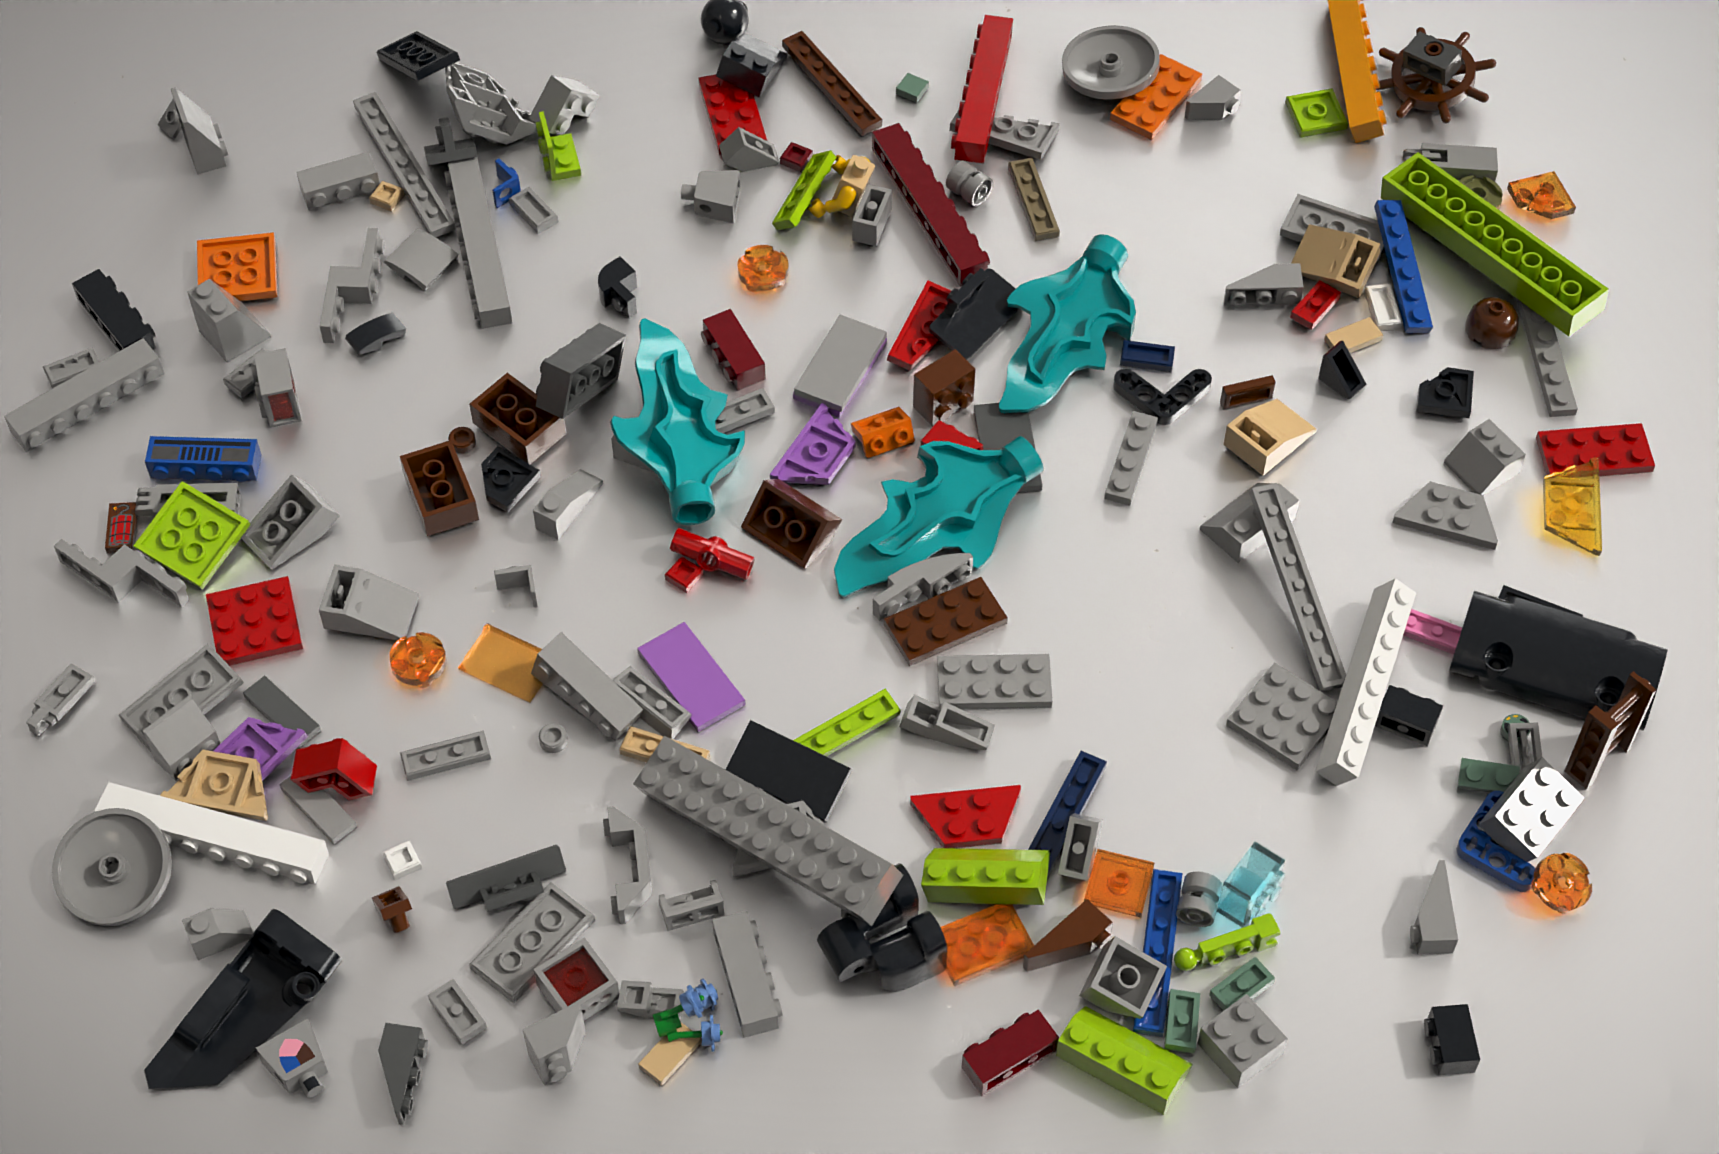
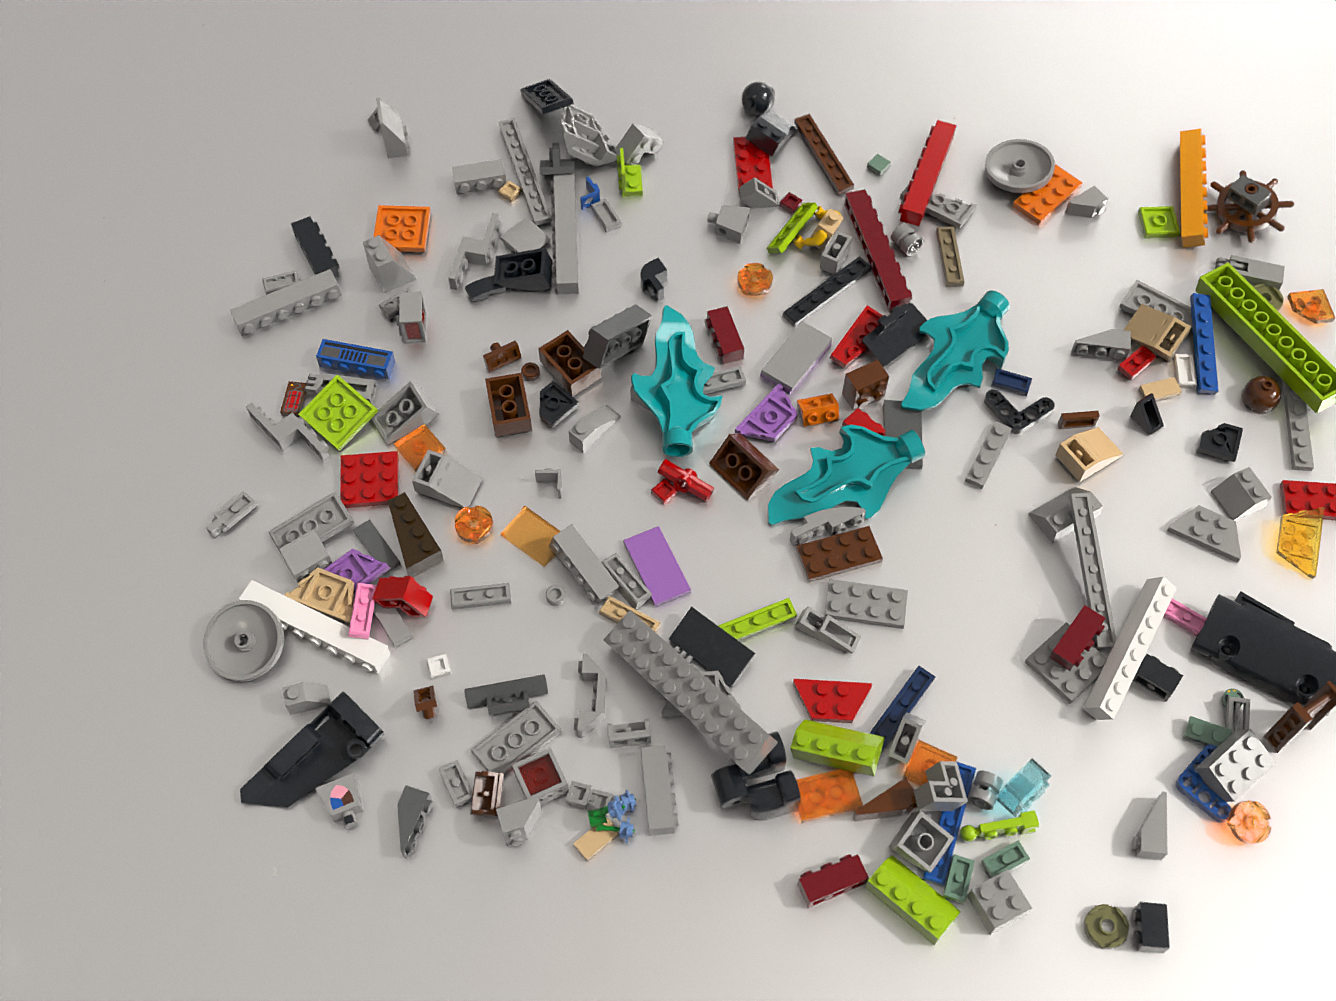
camera: 10 degrees right, 5 degrees up
(279, 799) = (362, 611): none -> bright pink tile
(314, 565) = (416, 444): none -> clear orange plate
(336, 691) = (415, 540): none -> dark brown wedge
(417, 423) = (501, 356): none -> reddish brown tile
(428, 301) = (524, 270): none -> black slope
(504, 1016) = (486, 793): none -> reddish brown hinge
(868, 270) = (827, 291): none -> black tile
(1140, 904) = (943, 790): none -> light grey brick
(1293, 678) = (1078, 638): none -> dark red brick
(1387, 1065) = (1095, 932): none -> olive tile

